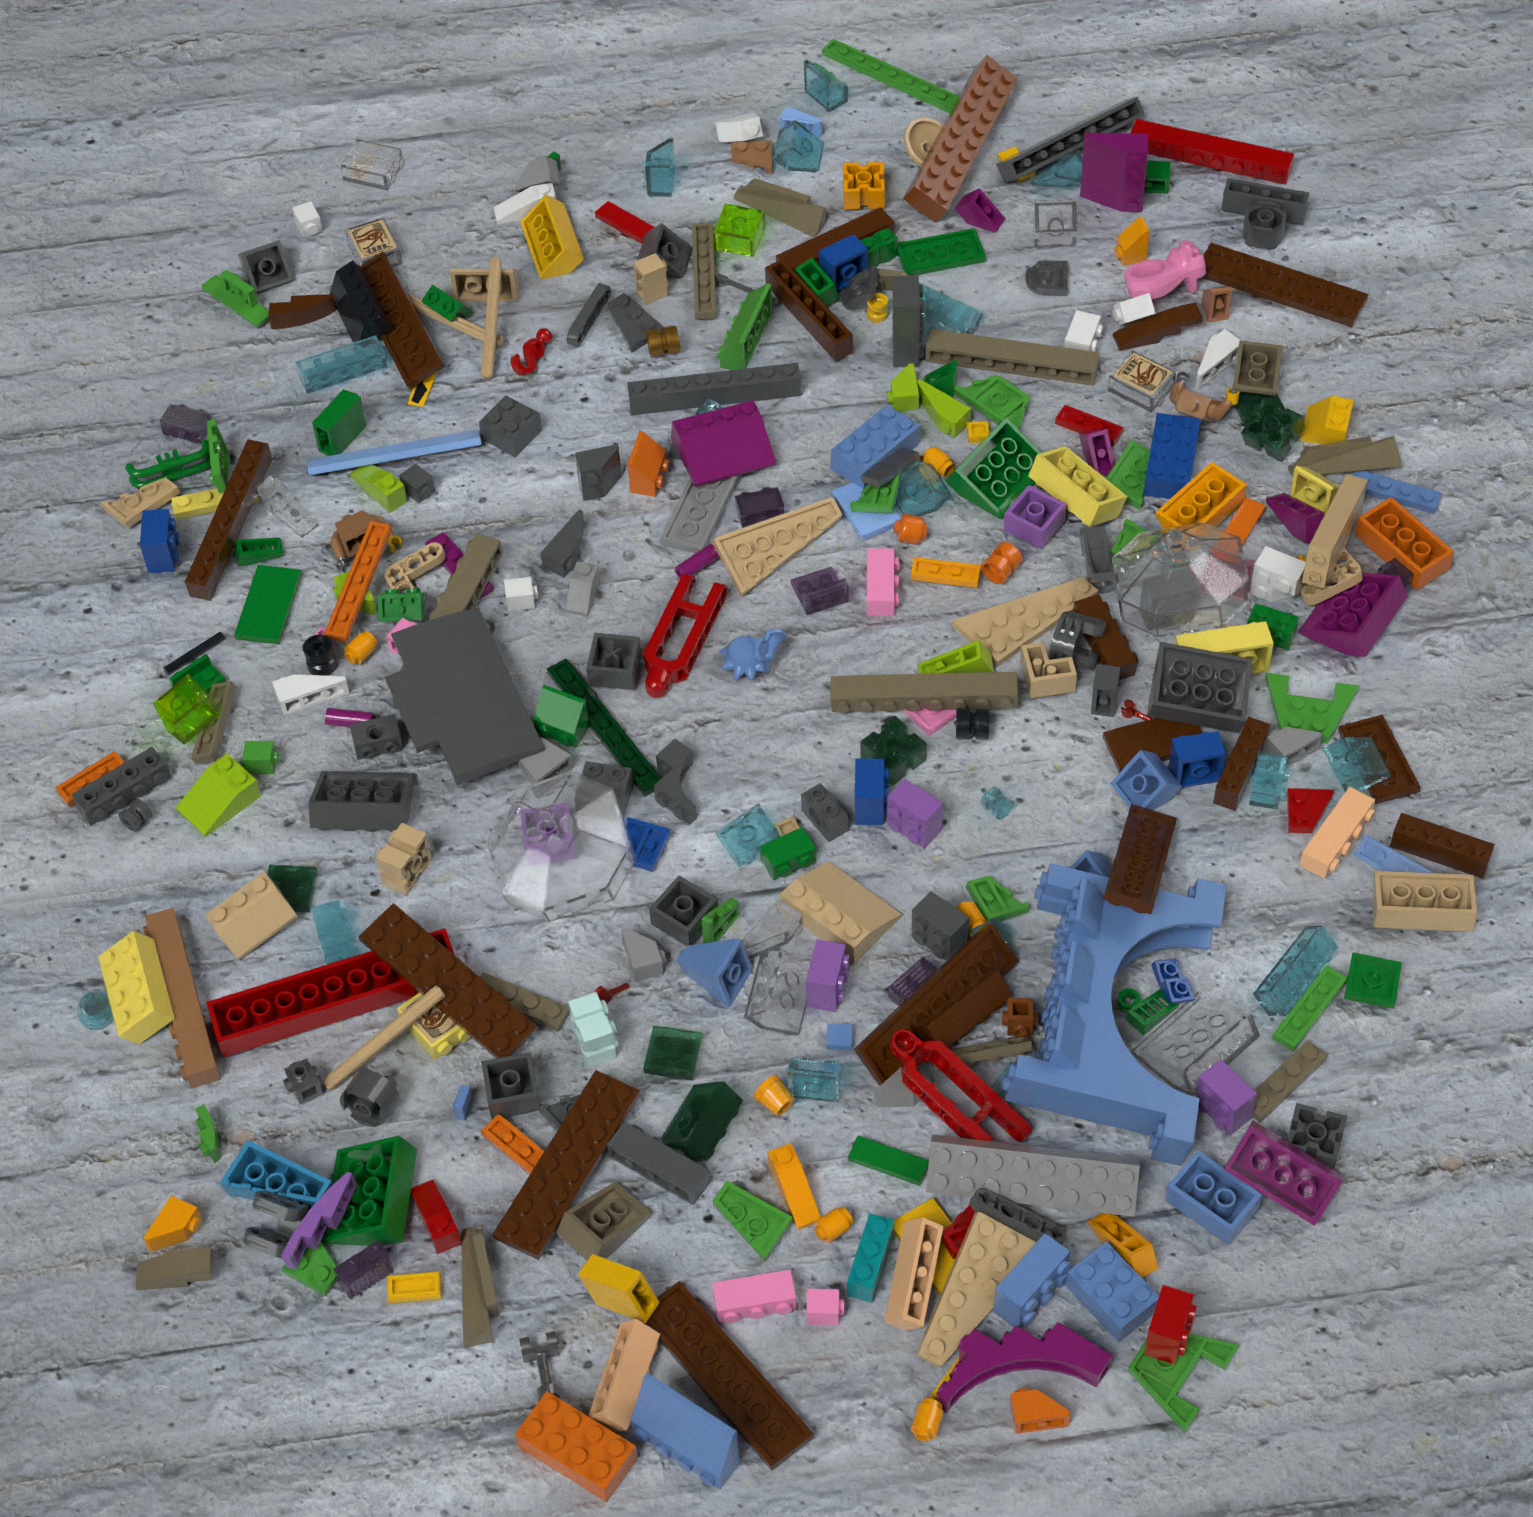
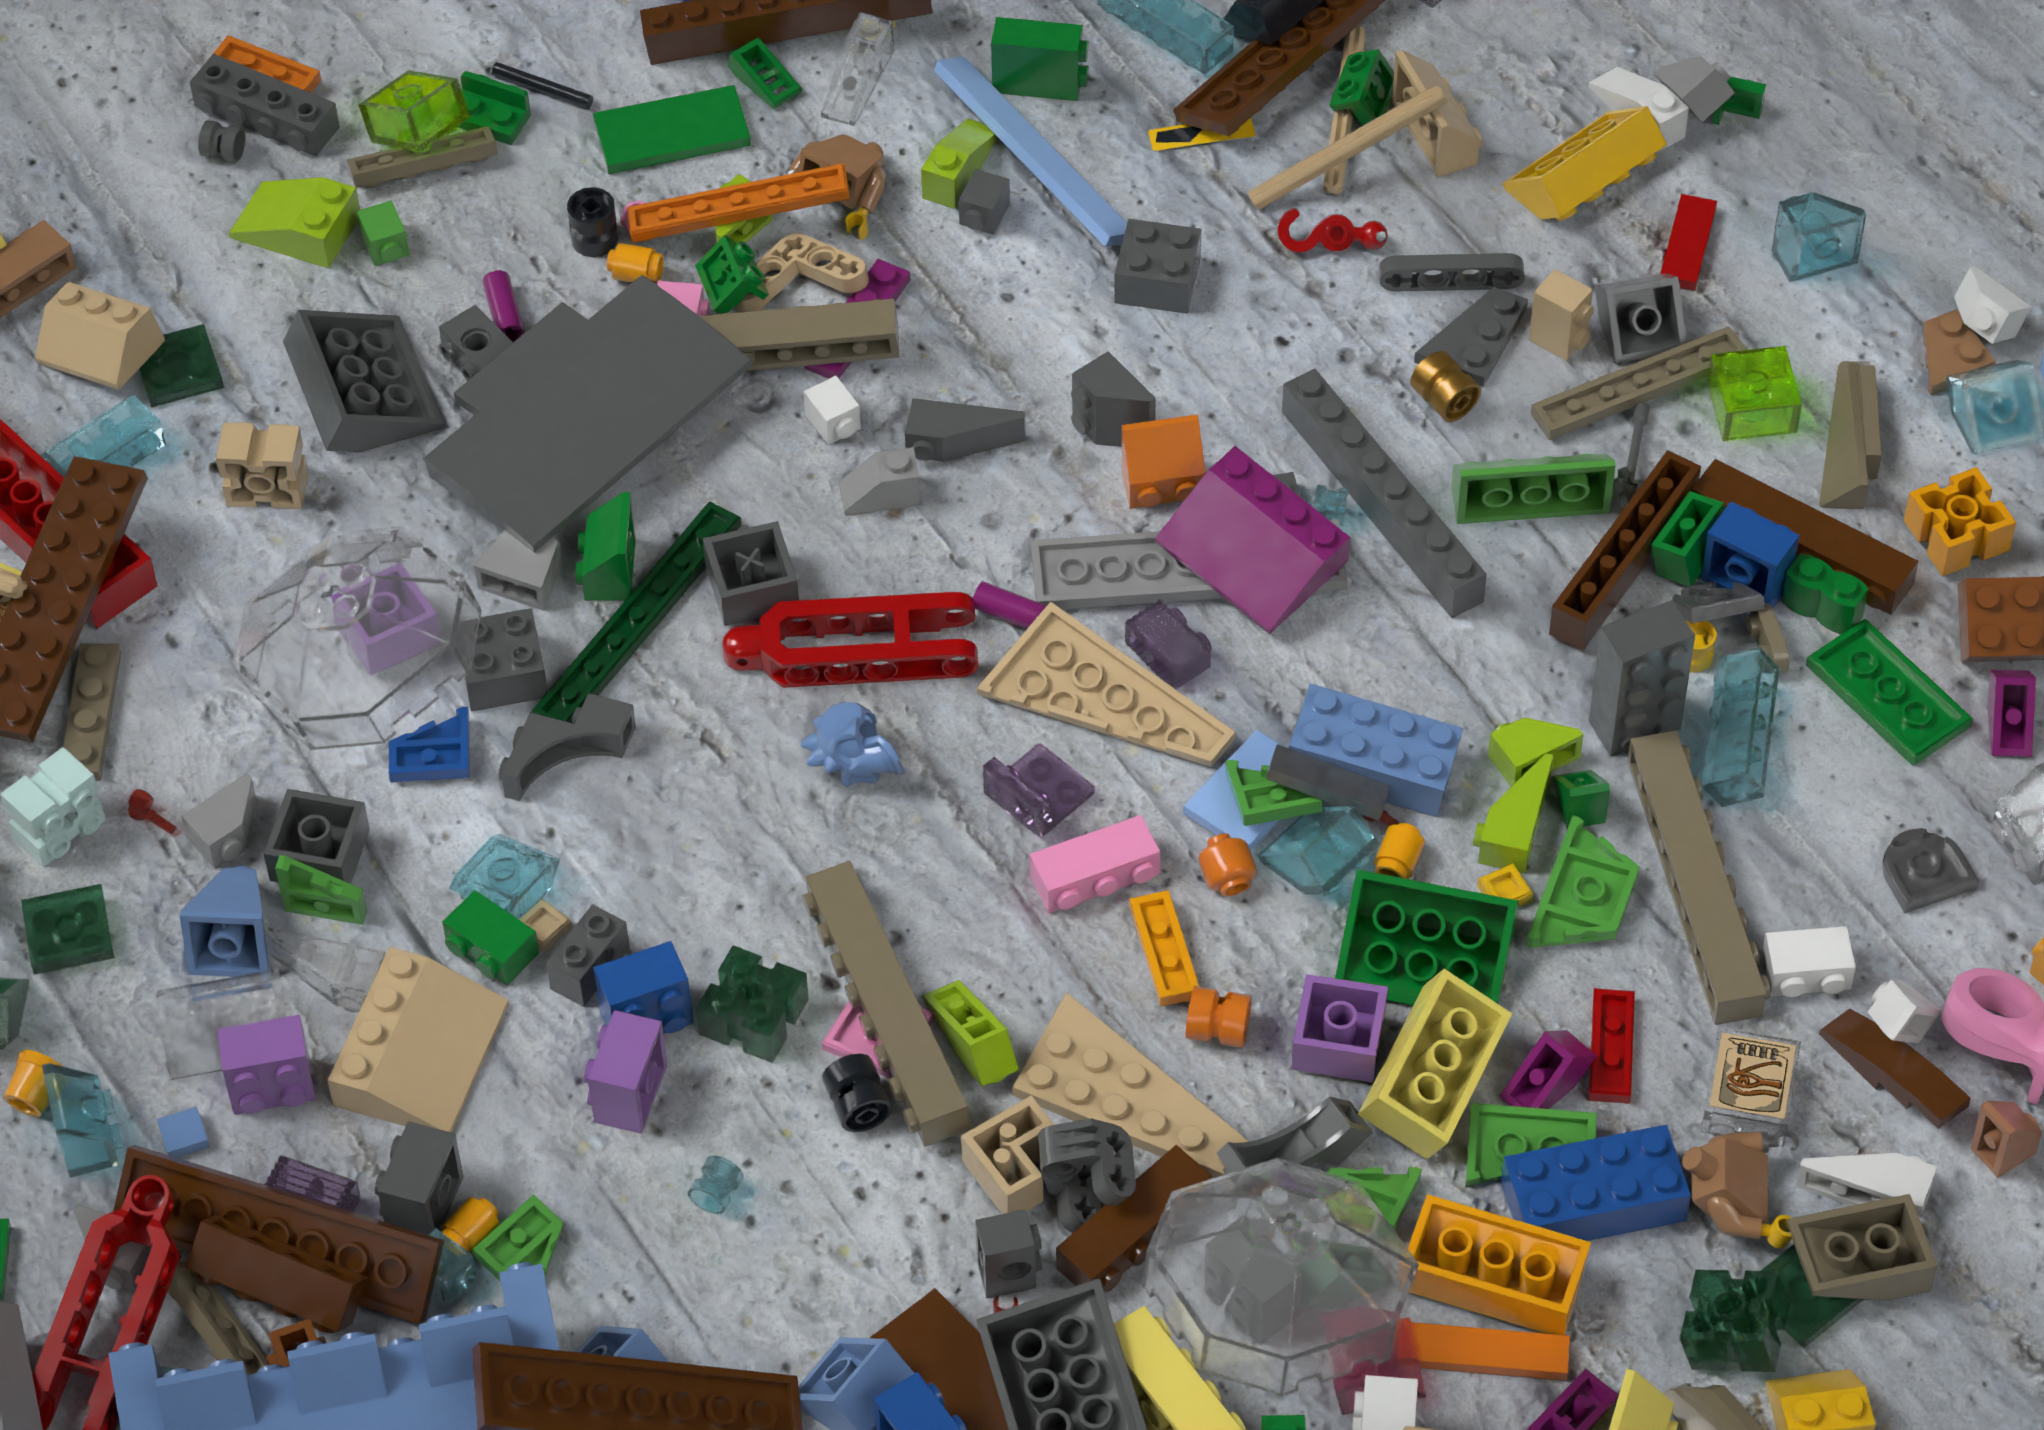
camera: 65 degrees right, 0 degrees up
(305, 691) = (518, 228): white slope -> none

